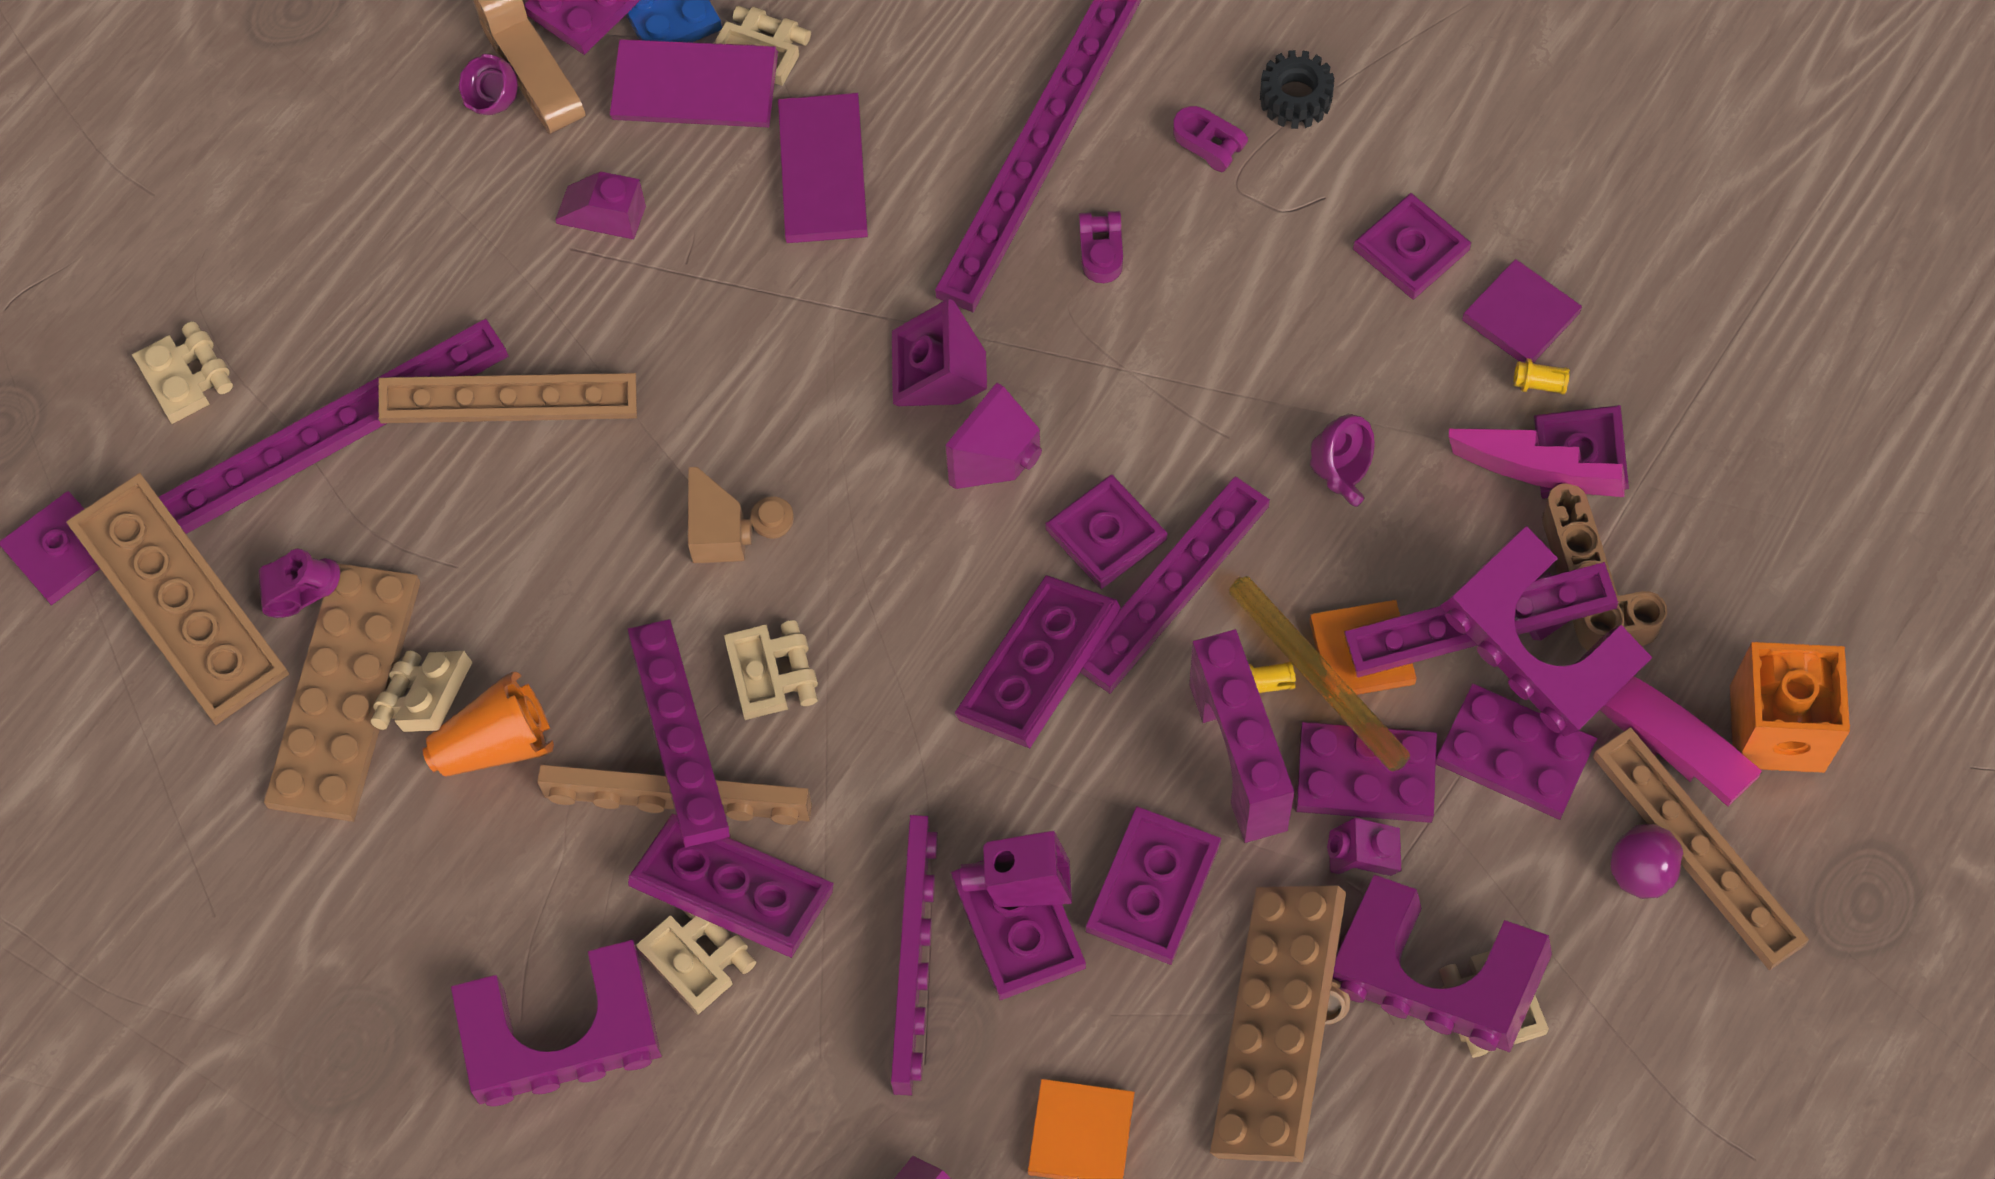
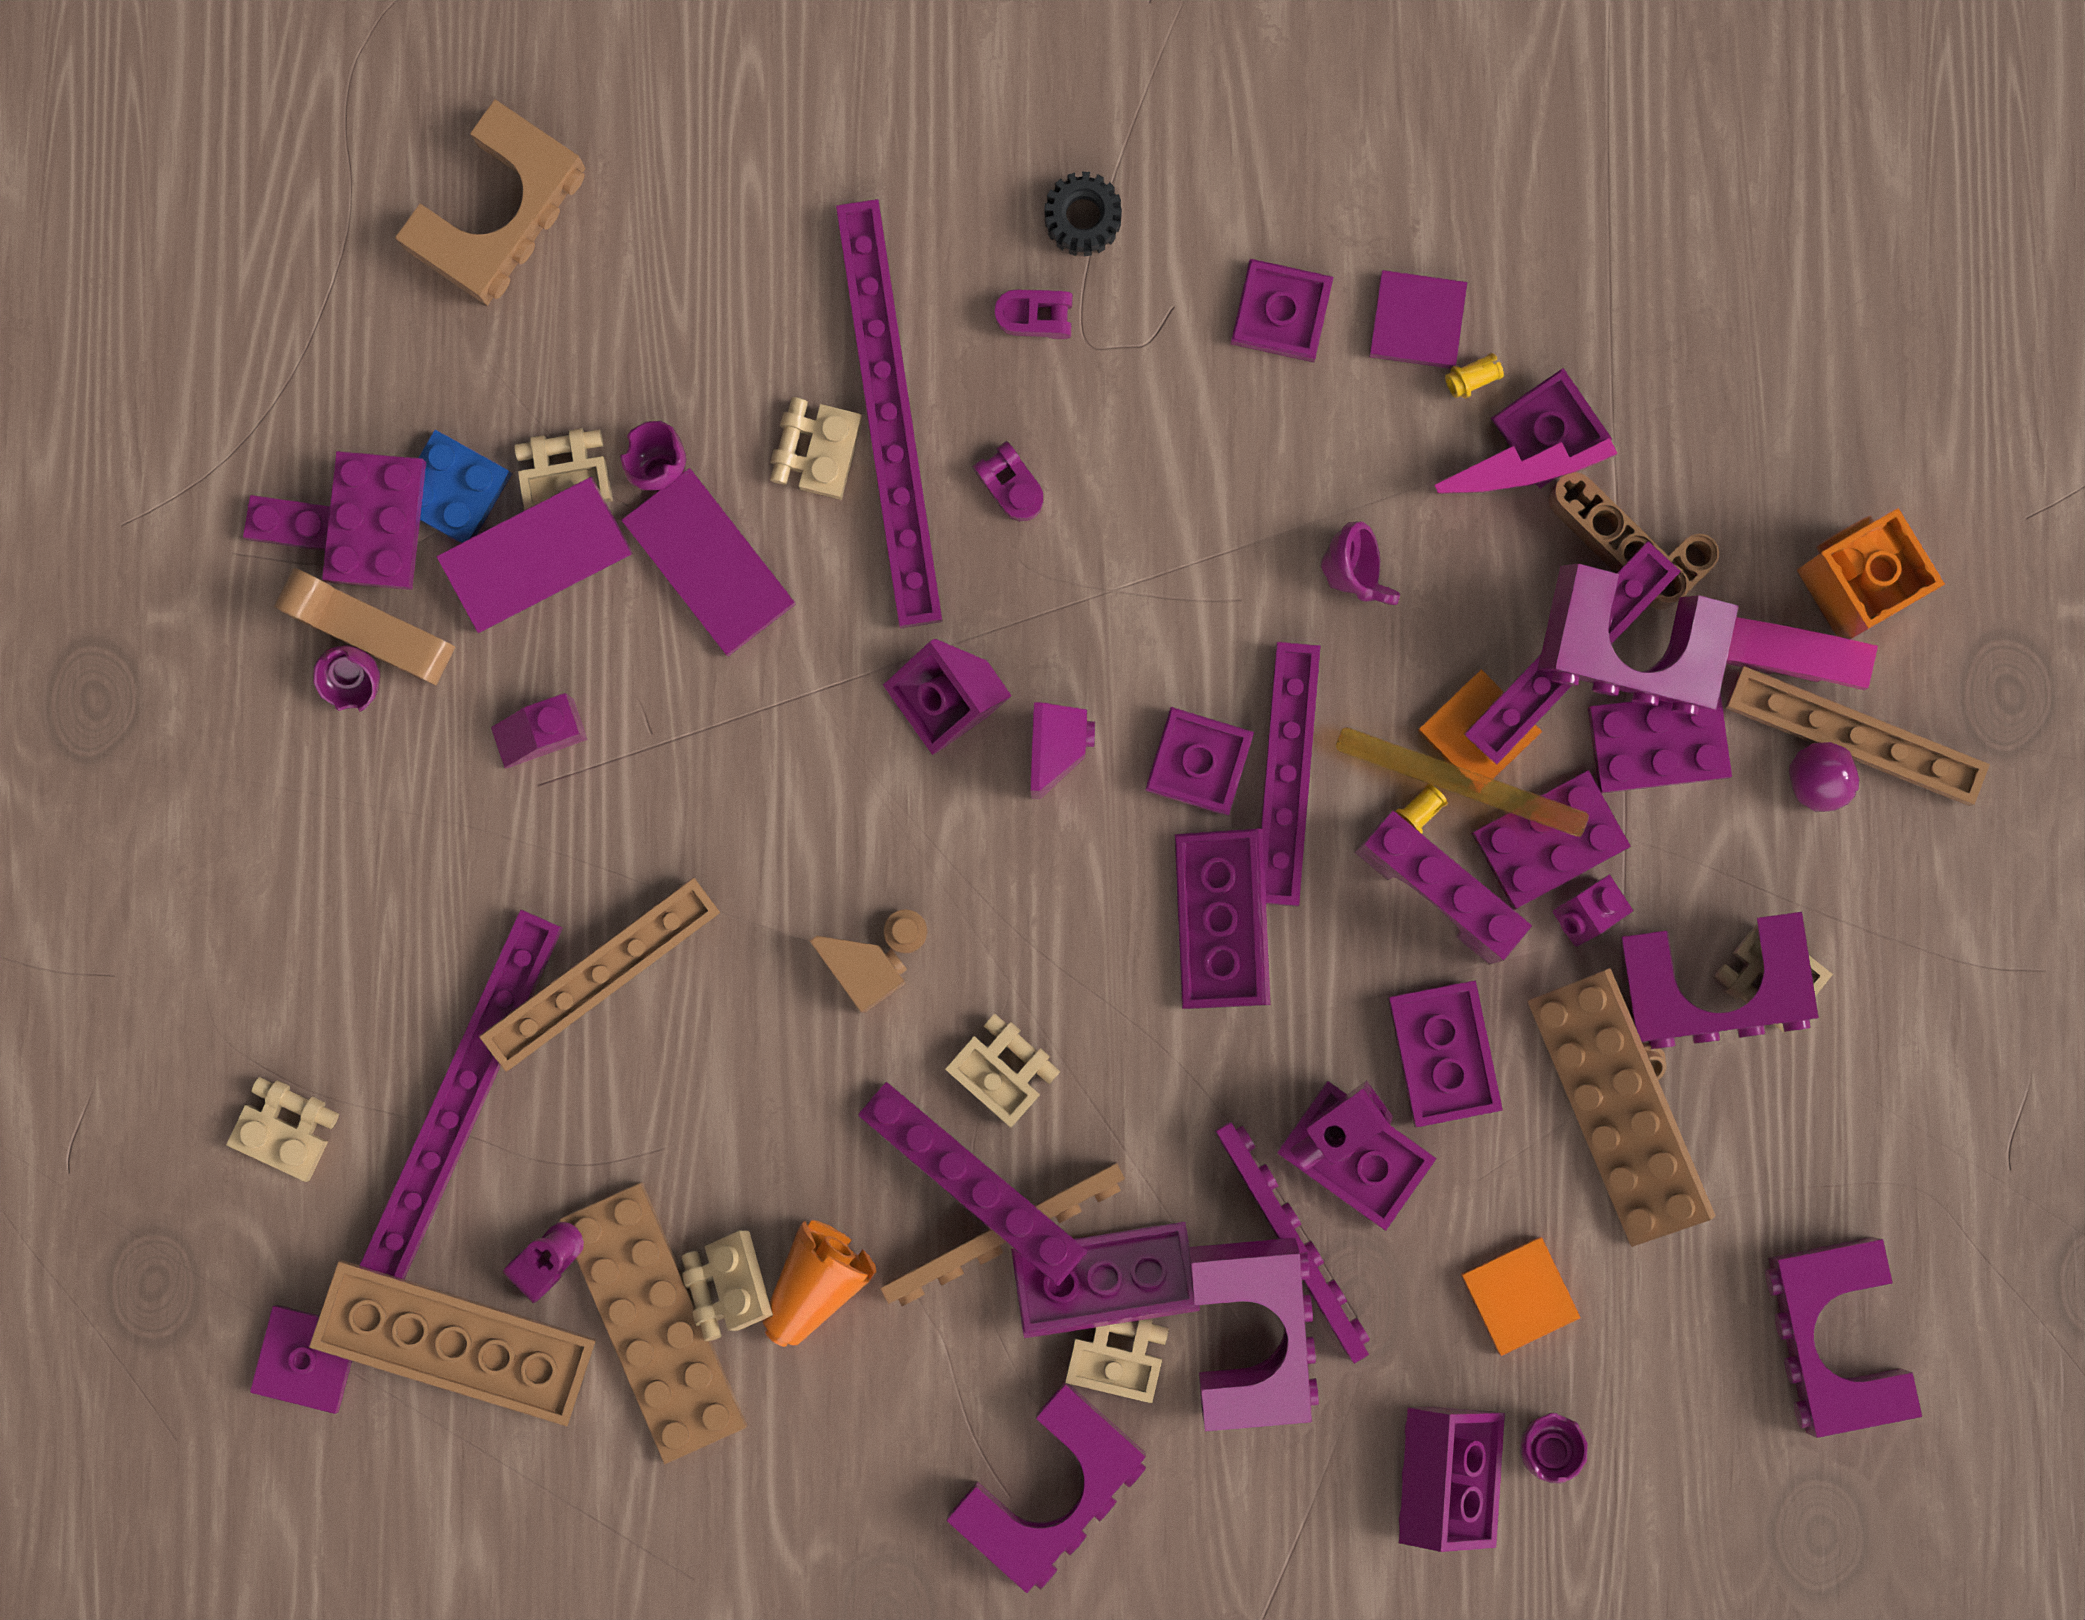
camera: 30 degrees left, 20 degrees up
(837, 69) = (653, 456): none -> magenta hair
(872, 959) = (1280, 1386): none -> magenta arch
(974, 145) = (829, 451): none -> tan plate

